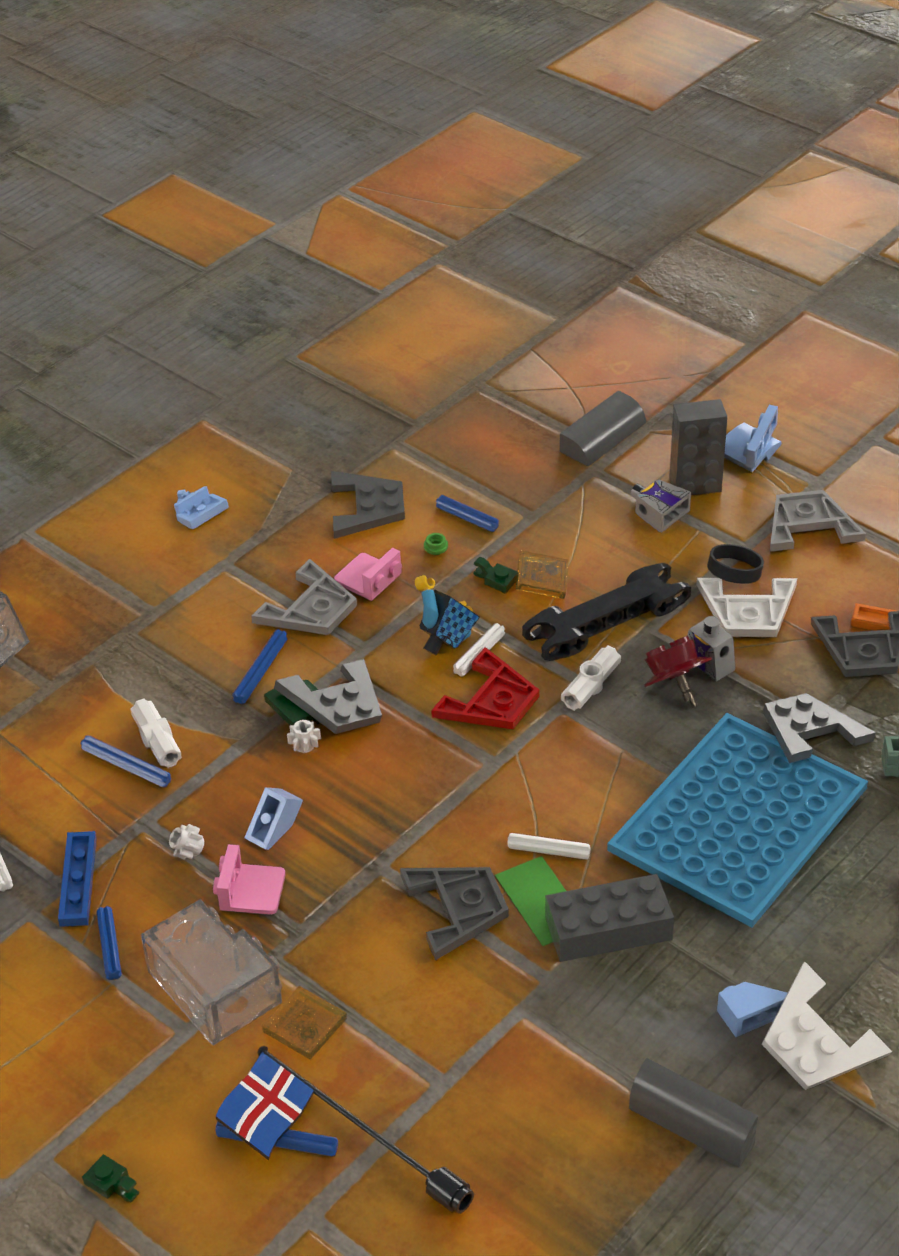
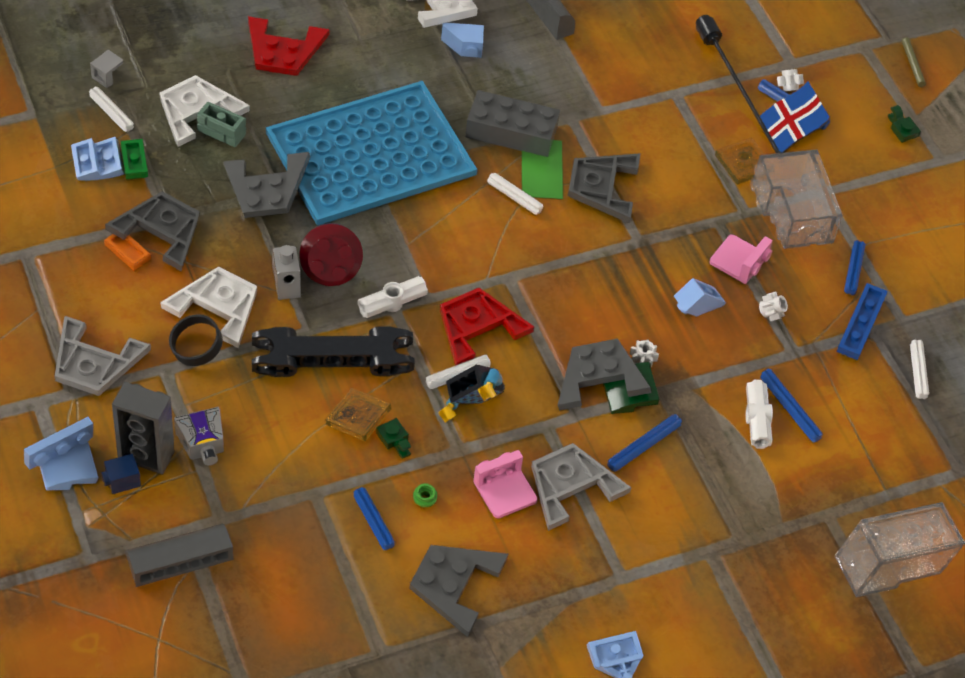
camera: 160 degrees left, 10 degrees up
(295, 1159) = (790, 80): none -> white gear

